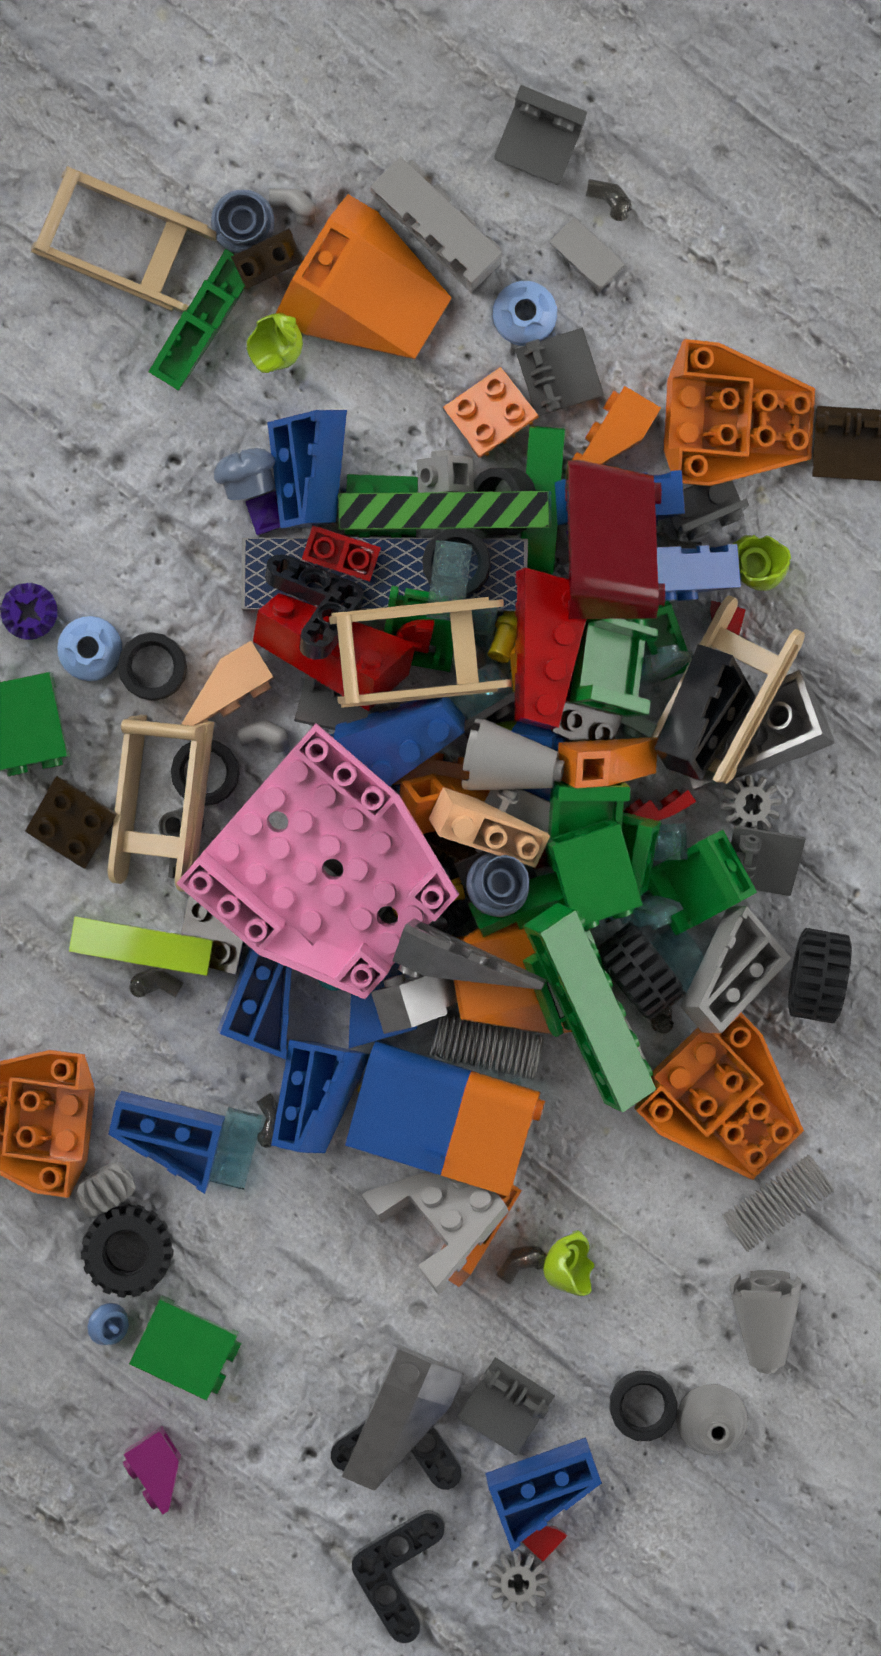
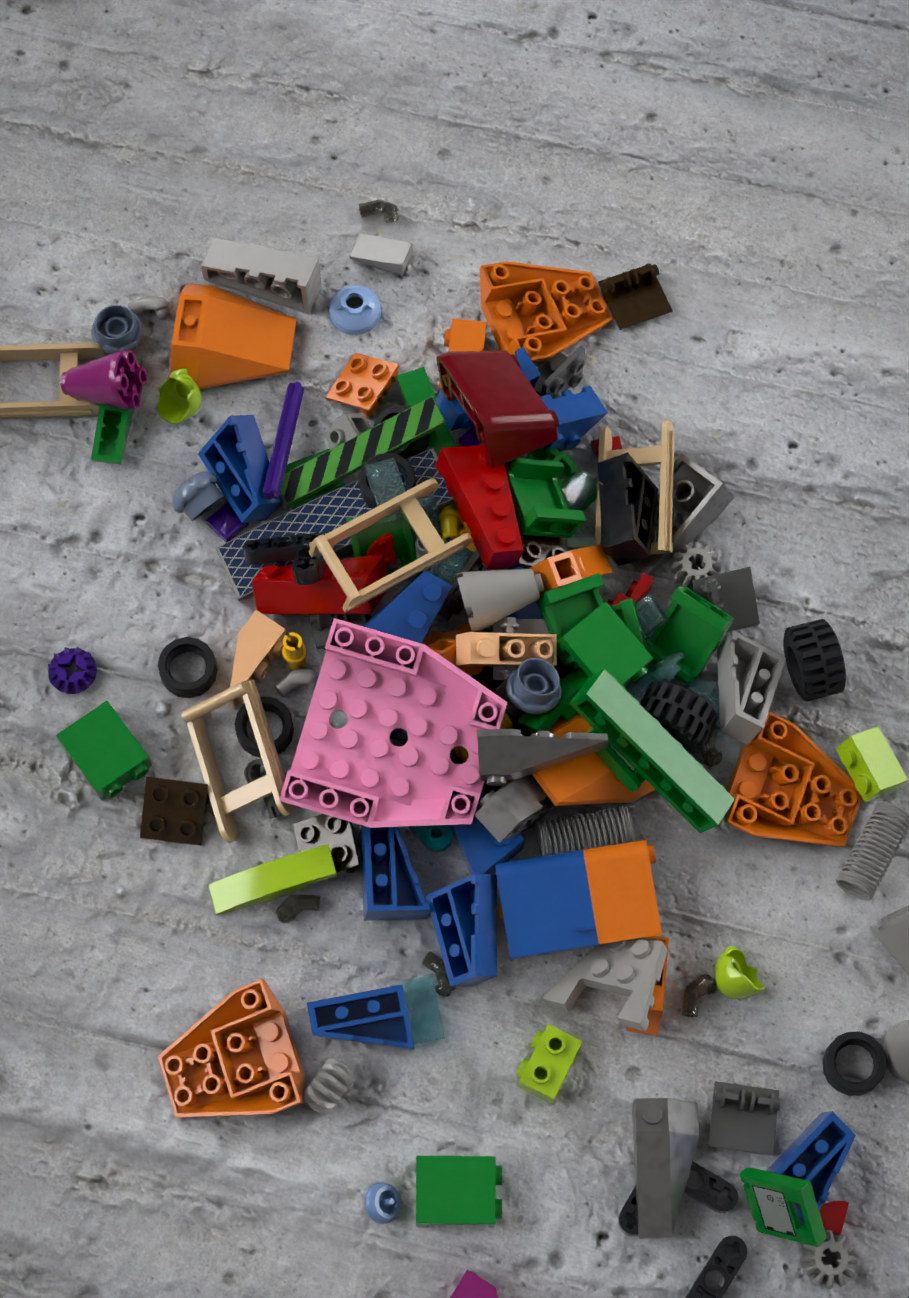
camera: 25 degrees left, 20 degrees down
(105, 1272) = (371, 1101): black tyre -> none
(108, 653) = (136, 690): light blue piece -> none
(201, 293) = (109, 380): none -> magenta cone
(264, 701) = (294, 651): none -> yellow pin
(267, 258) = (149, 341): dark brown hips -> none
(336, 1264) = (549, 1063): none -> lime brick
(341, 553) = (297, 519): red slope -> none
(369, 449) = (283, 441): none -> dark purple axle
(489, 1513) = (773, 1207): none -> green container
(540, 135) = (309, 186): dark grey bracket -> none
(559, 372) = (399, 336): dark grey hinge -> none
(762, 561) = (617, 396): lime hair -> none
(823, 1111) = (871, 764): none -> lime brick

